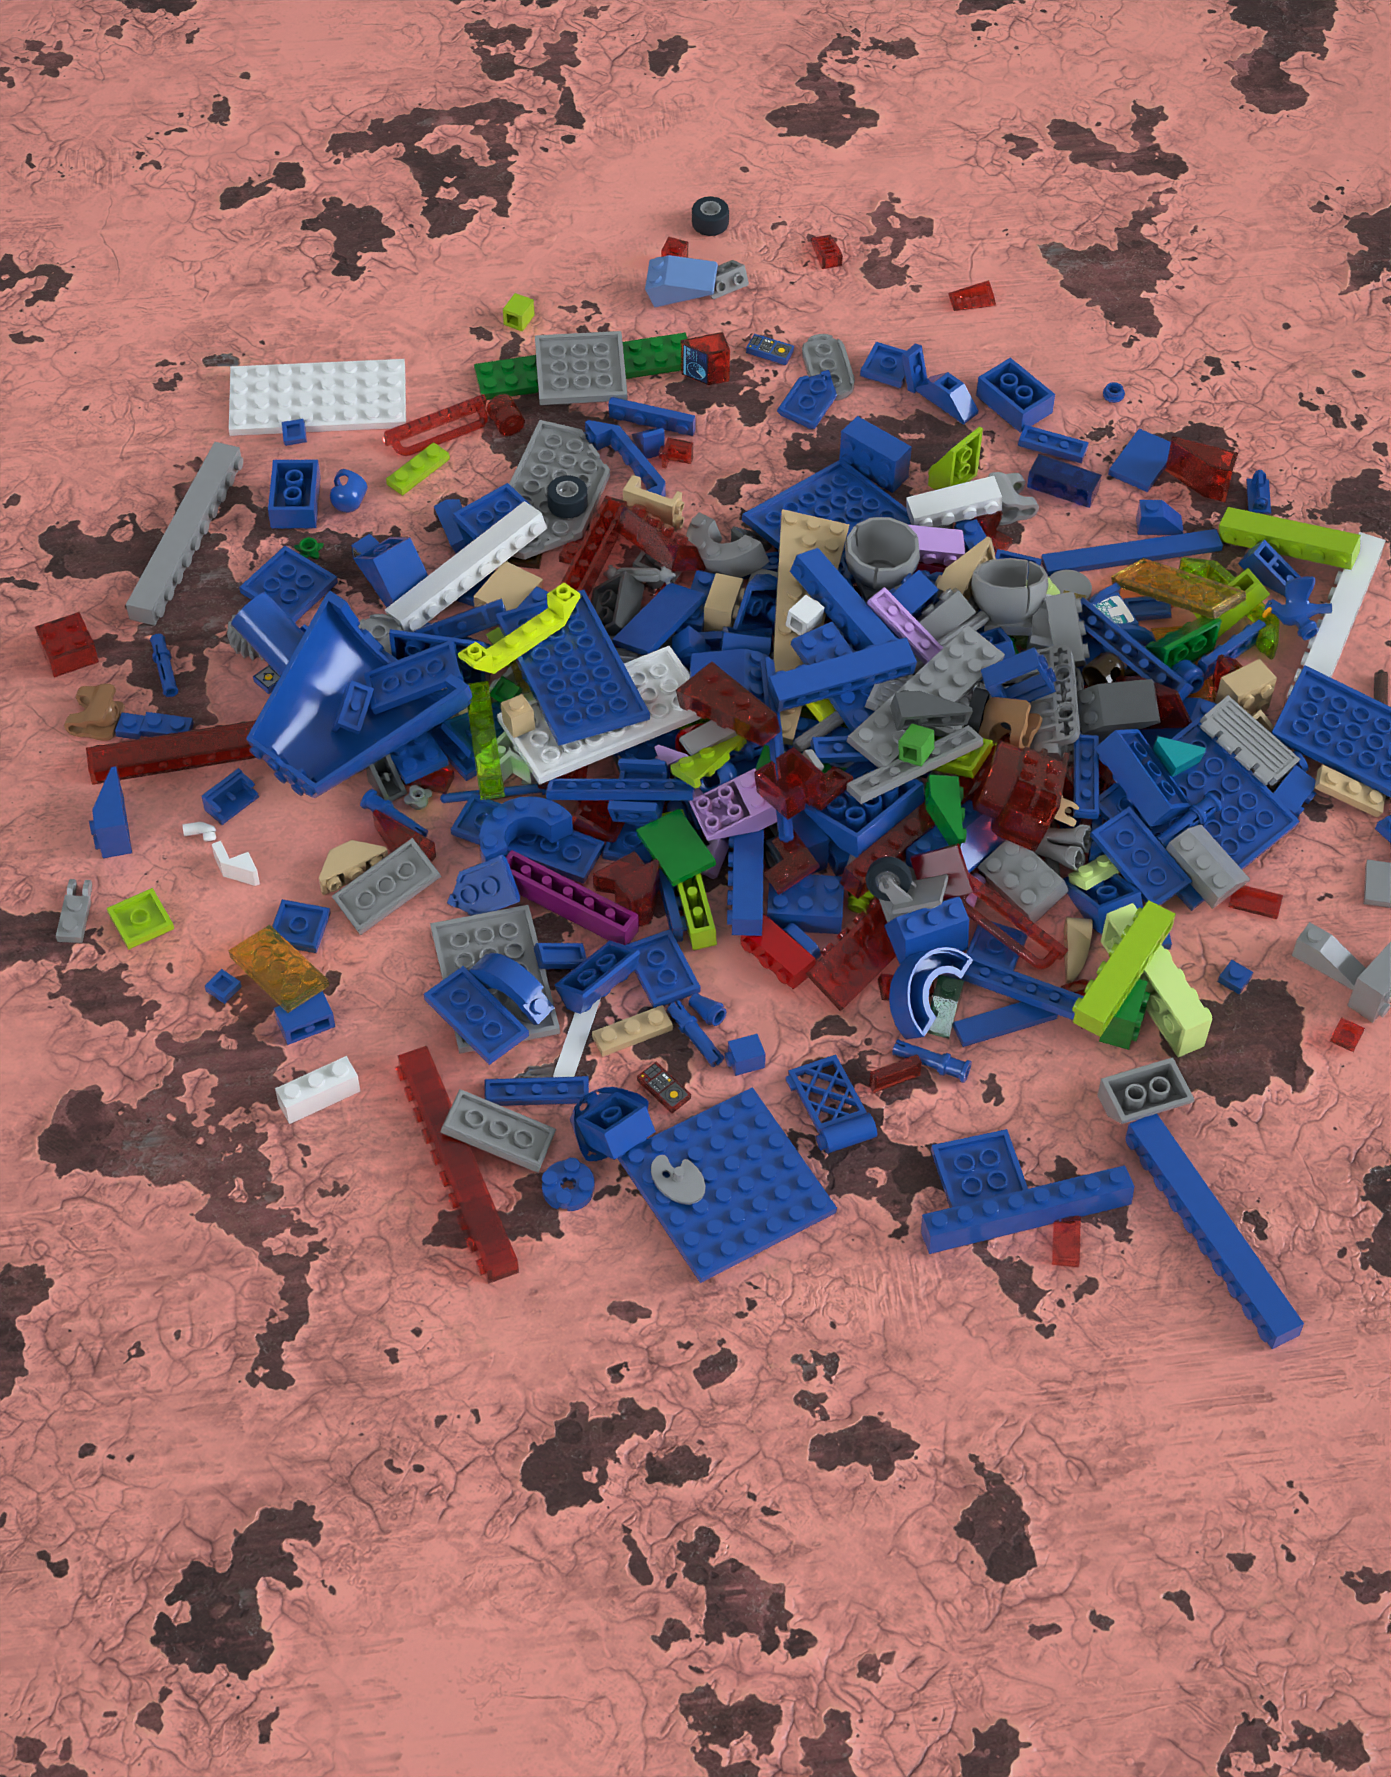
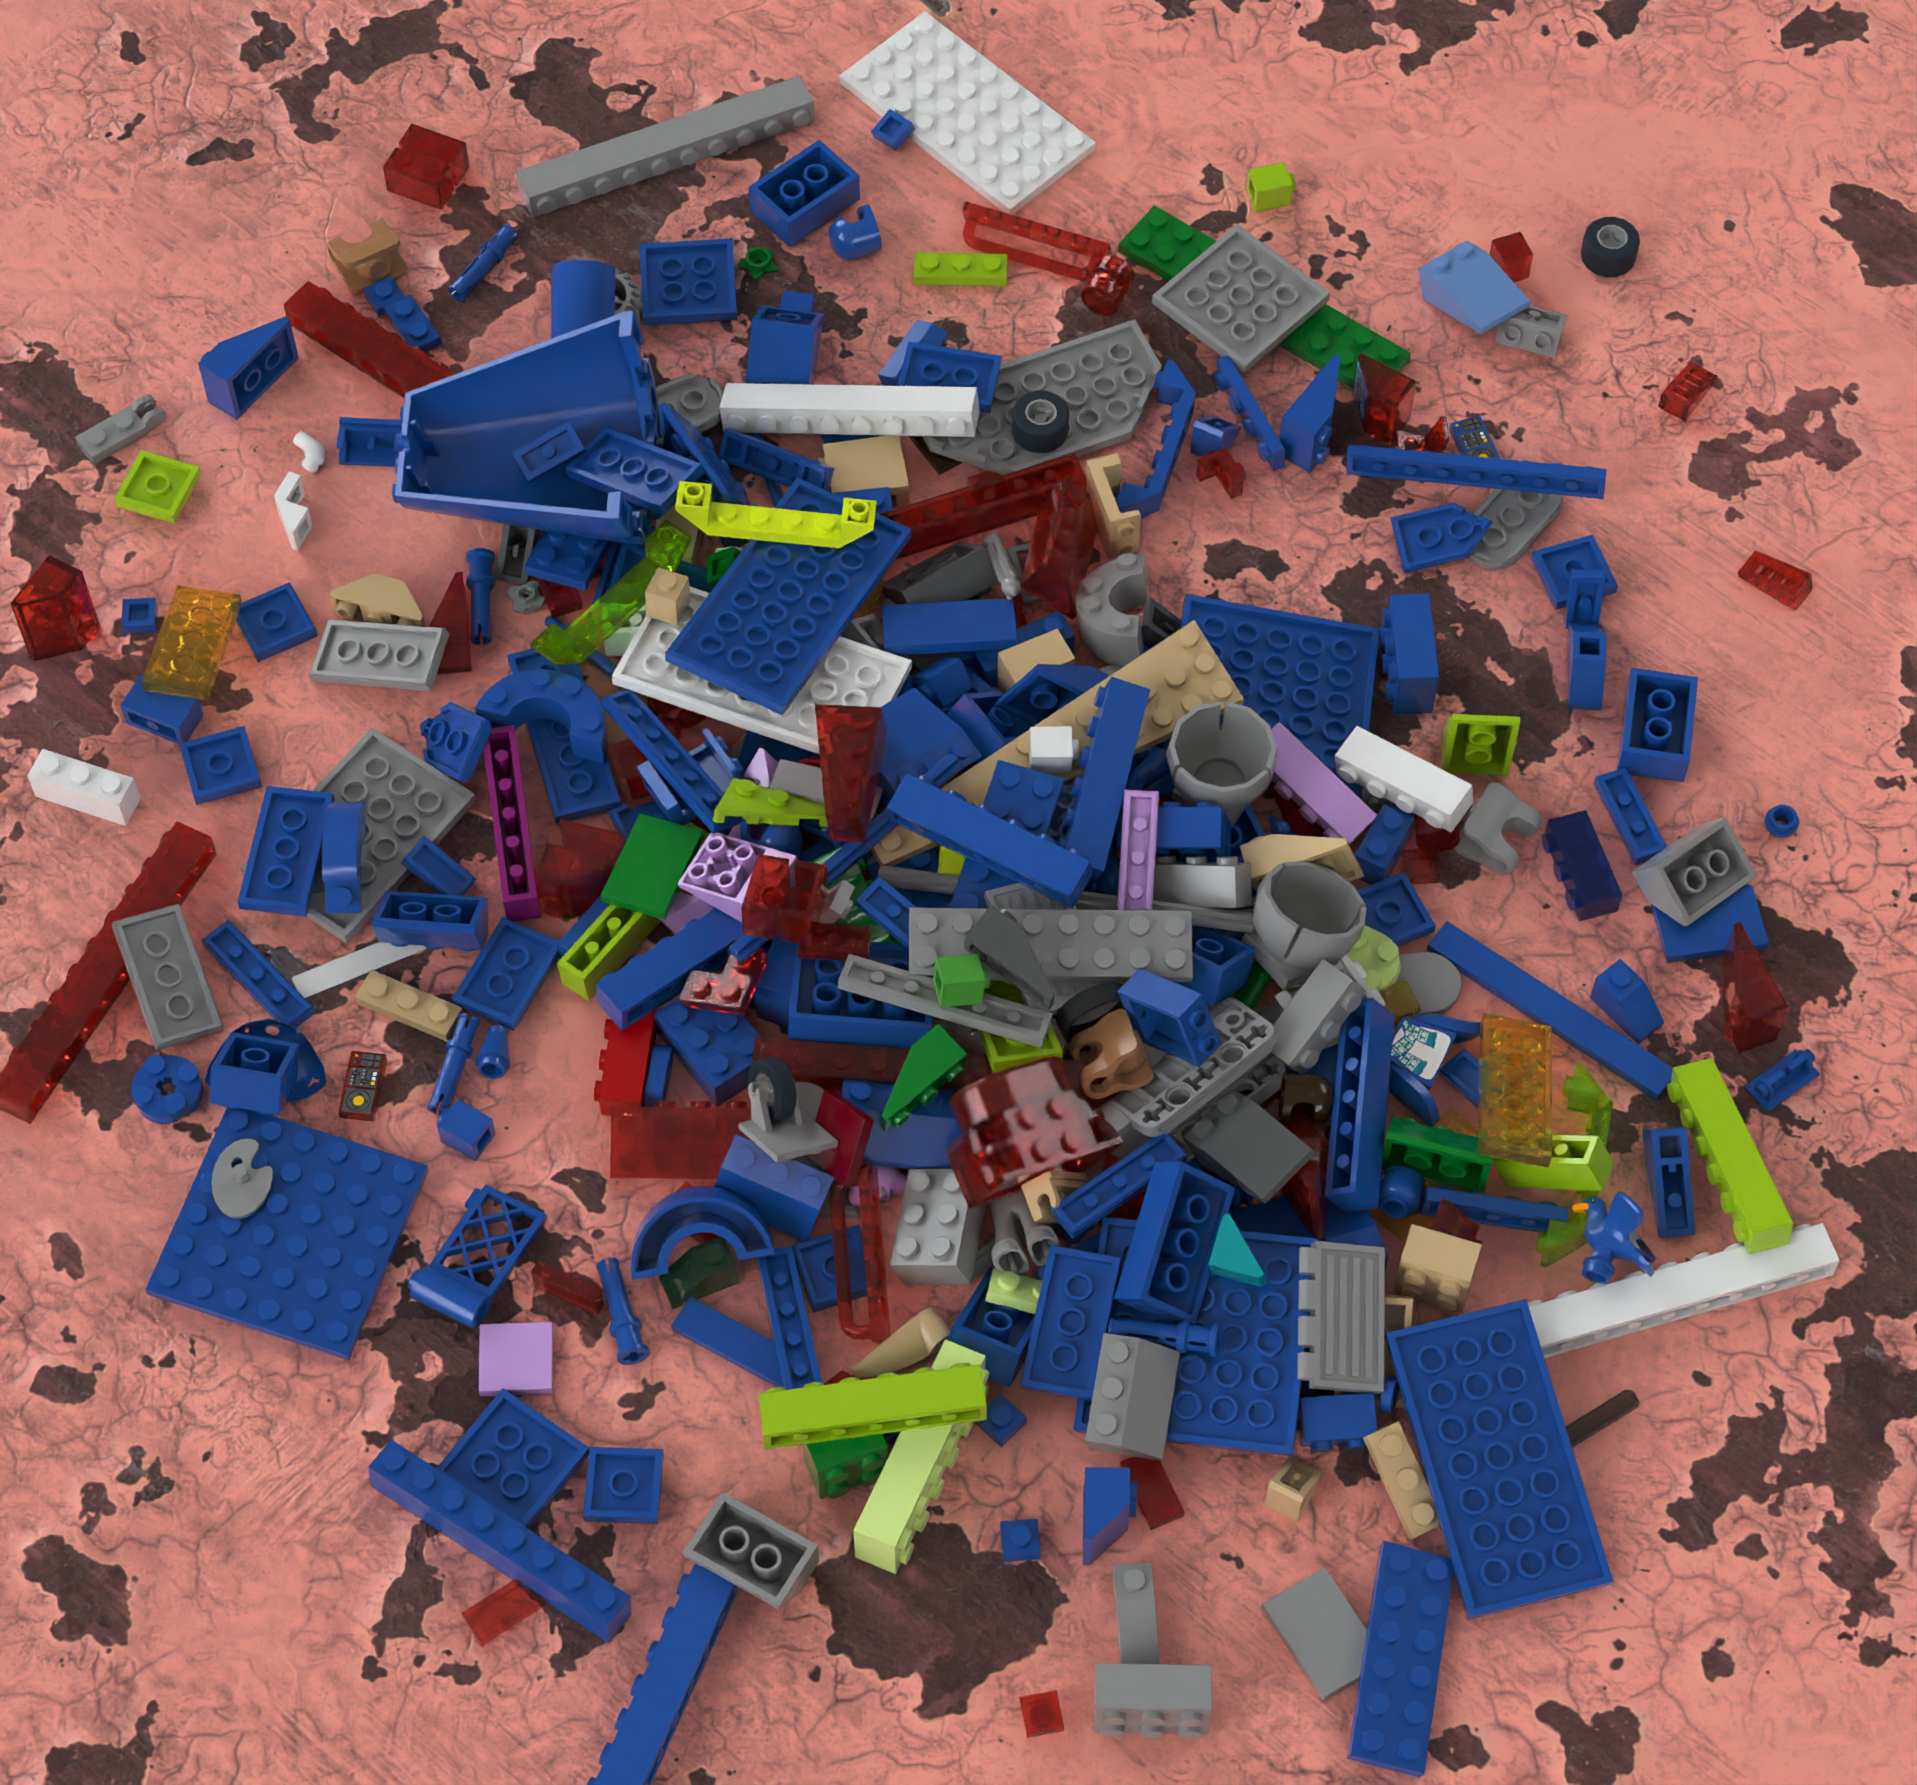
camera: 50 degrees right, 5 degrees up
(188, 1012) = (55, 611): none -> clear red slope
(373, 1014) = (220, 765): none -> blue plate
(690, 389) = (1308, 421): none -> blue slope
(751, 362) = (1434, 441): none -> clear red bracket
(790, 356) = (1476, 471): none -> blue plate
(913, 1130) = (516, 1358): none -> lavender tile
(1043, 1130) = (623, 1485): none -> blue plate
(1113, 440) = (1695, 872): none -> light grey slope
(1259, 923) = (1107, 1505): none -> blue slope
(1312, 842) = (1292, 1488): none -> tan slope

